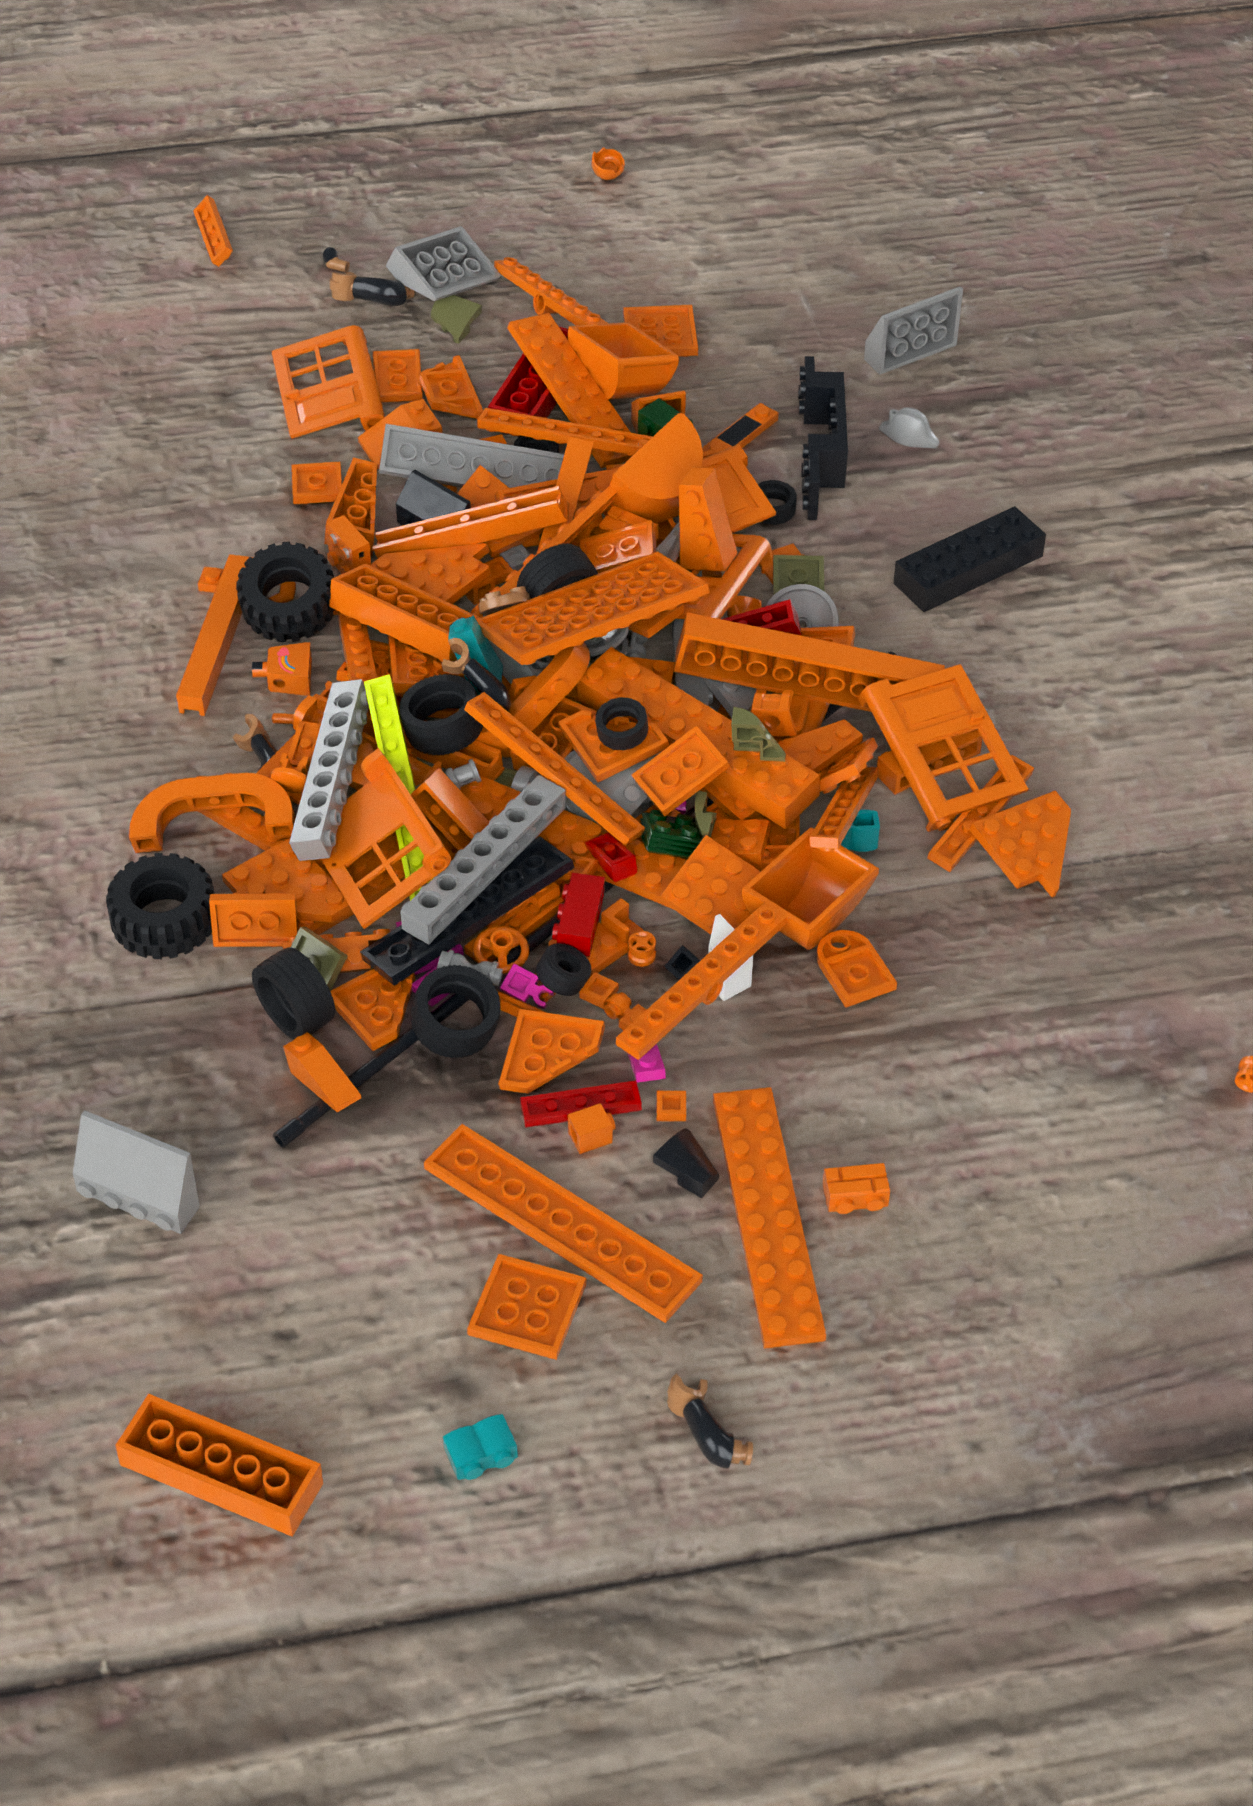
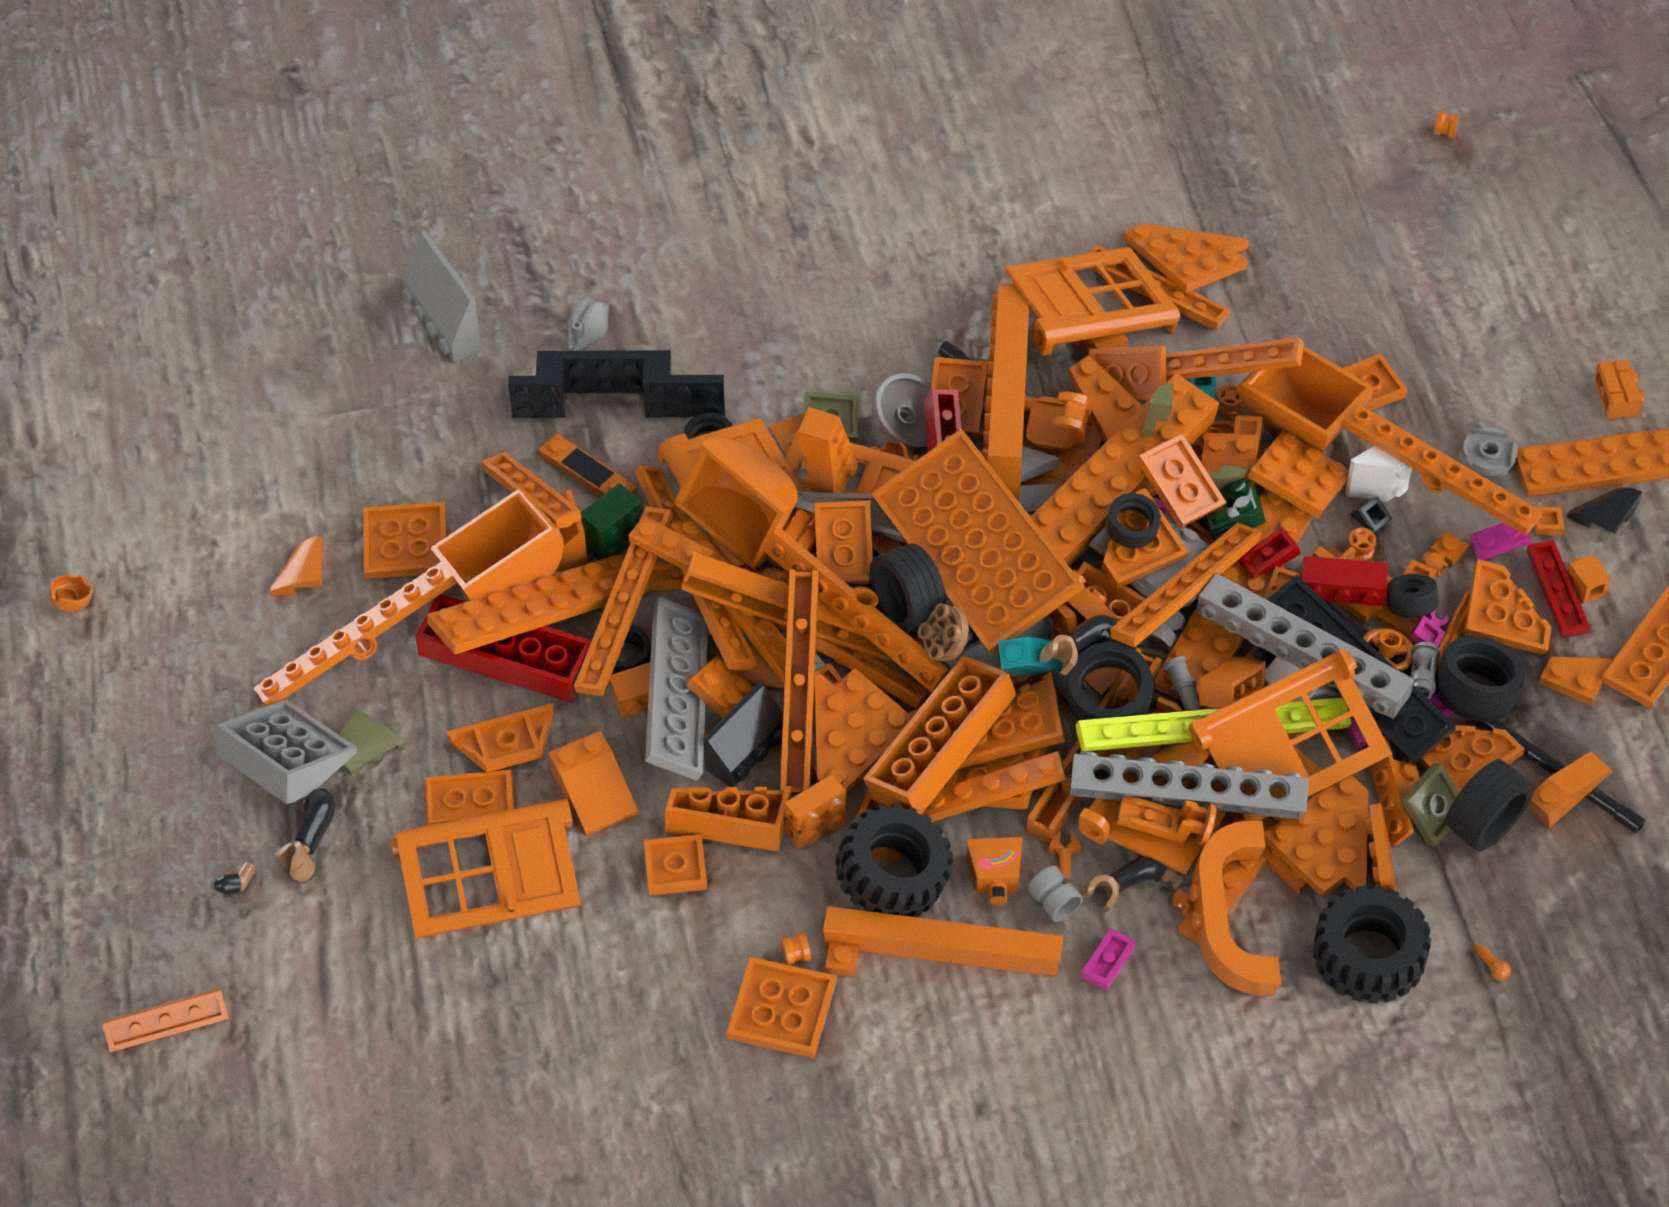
camera: 90 degrees left, 5 degrees up
(130, 1009) = (1499, 969): none -> orange piece
(170, 541) = (781, 1007): none -> orange plate
(183, 738) = (1108, 959): none -> dark pink plate
(222, 545) = (795, 949): none -> orange wheel
(256, 700) = (1055, 893): none -> light grey wheel
(470, 1107) = (1575, 676): none -> orange wing
(619, 449) = (666, 542): none -> orange plate
(643, 283) = (302, 569): none -> orange slope
(694, 380) = (514, 476): none -> orange plate
(766, 1051) = (1485, 464): none -> light grey plate
(969, 559) = (801, 278): black brick -> none

